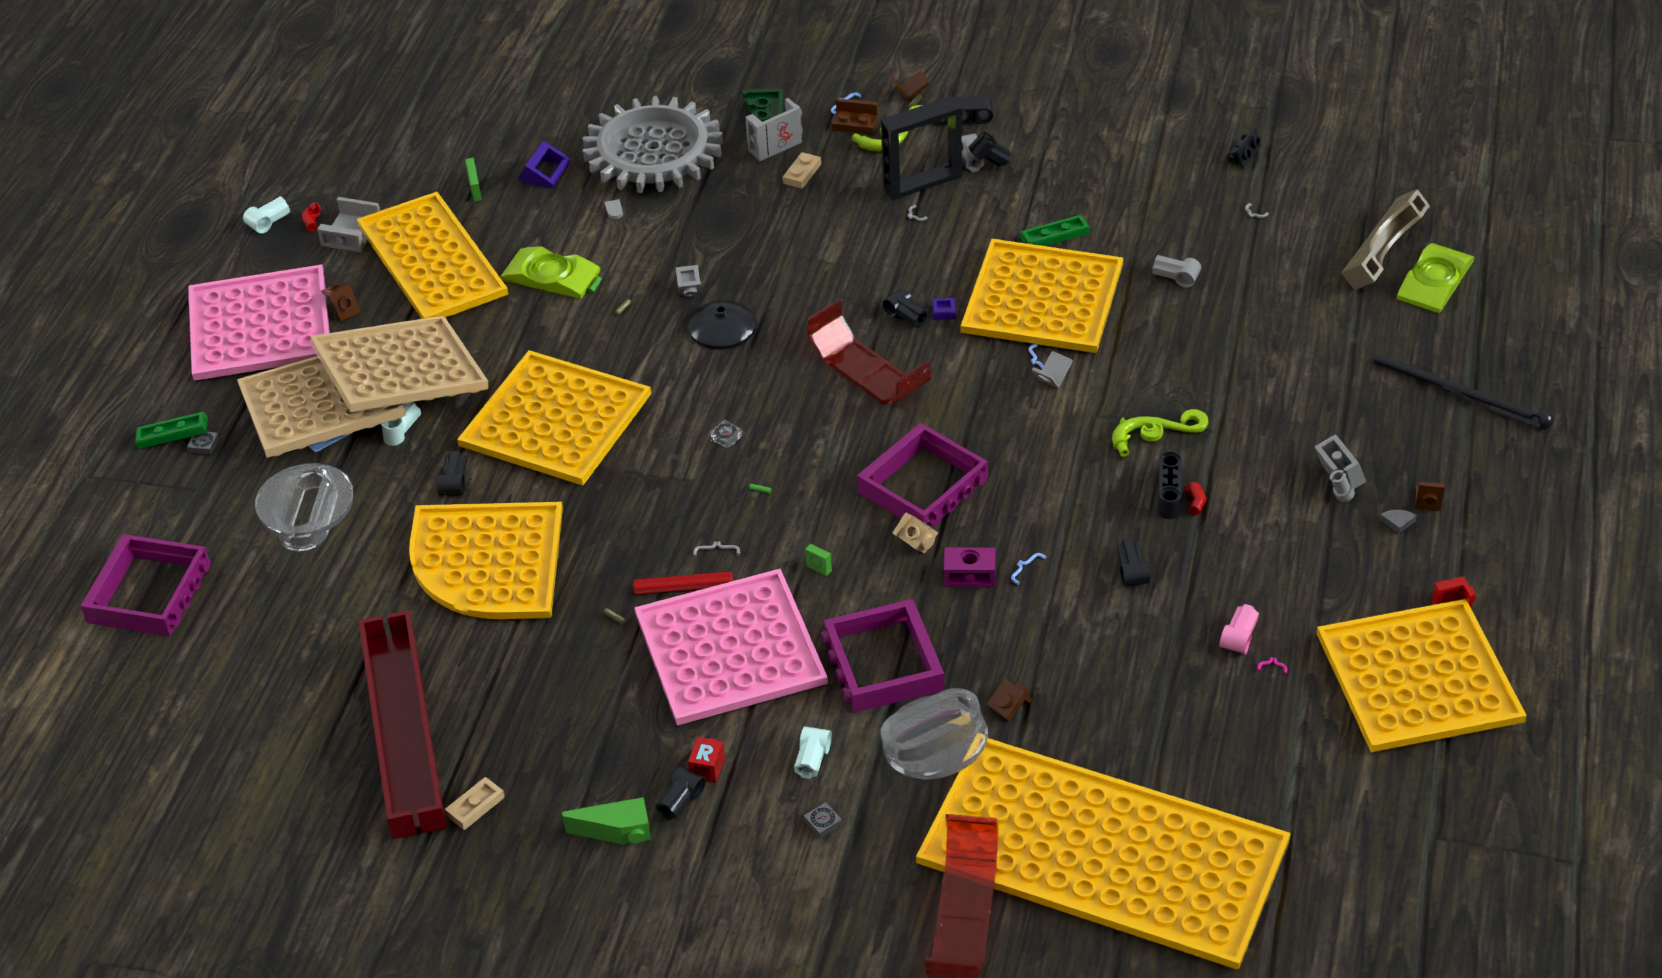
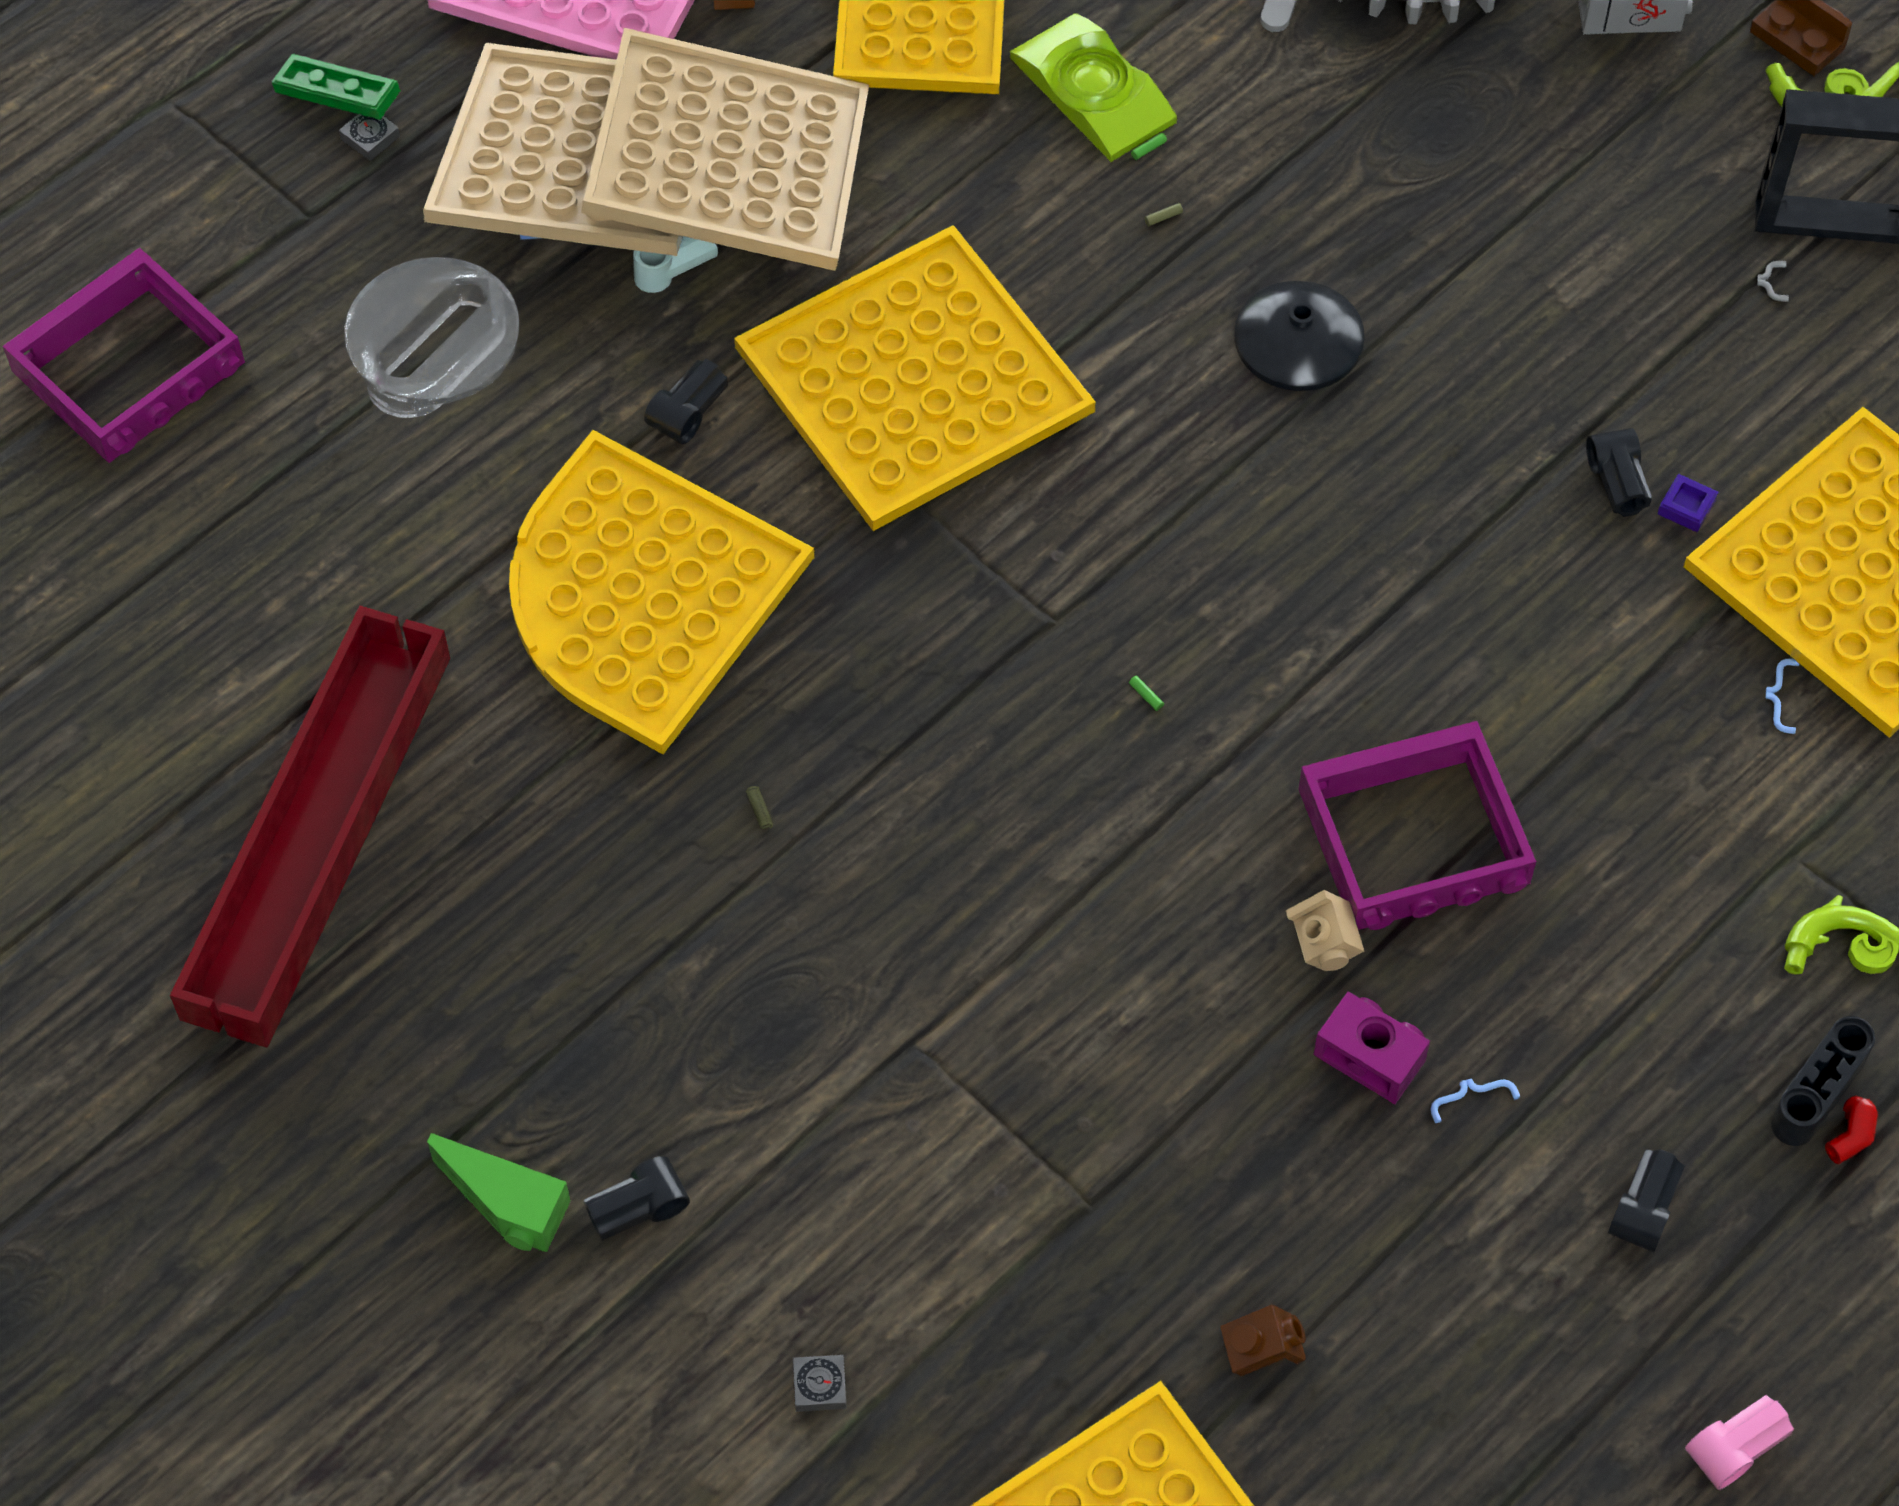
camera: 30 degrees right, 15 degrees up
(474, 803) = (330, 1031): tan plate -> none
(681, 583) = (903, 807): red axle -> none
(688, 280) = (1297, 221): light grey bracket -> none
(707, 758) = (715, 1163): red brick -> none
(714, 545) = (997, 762): light grey piece -> none
(725, 433) = (1160, 556): clear tile -> none
(730, 646) = (893, 972): bright pink plate -> none
(801, 170) = (1639, 91): tan plate -> none
(813, 746) = (894, 1237): light aqua piece -> none
(818, 559) = (1138, 889): bright green tile -> none
(858, 362) = (1473, 534): clear red windscreen -> none
(892, 690) = (1095, 1214): magenta window -> none
(945, 747) = (1091, 1379): clear piece -> none
(1054, 369) = (1786, 734): light grey bracket -> none

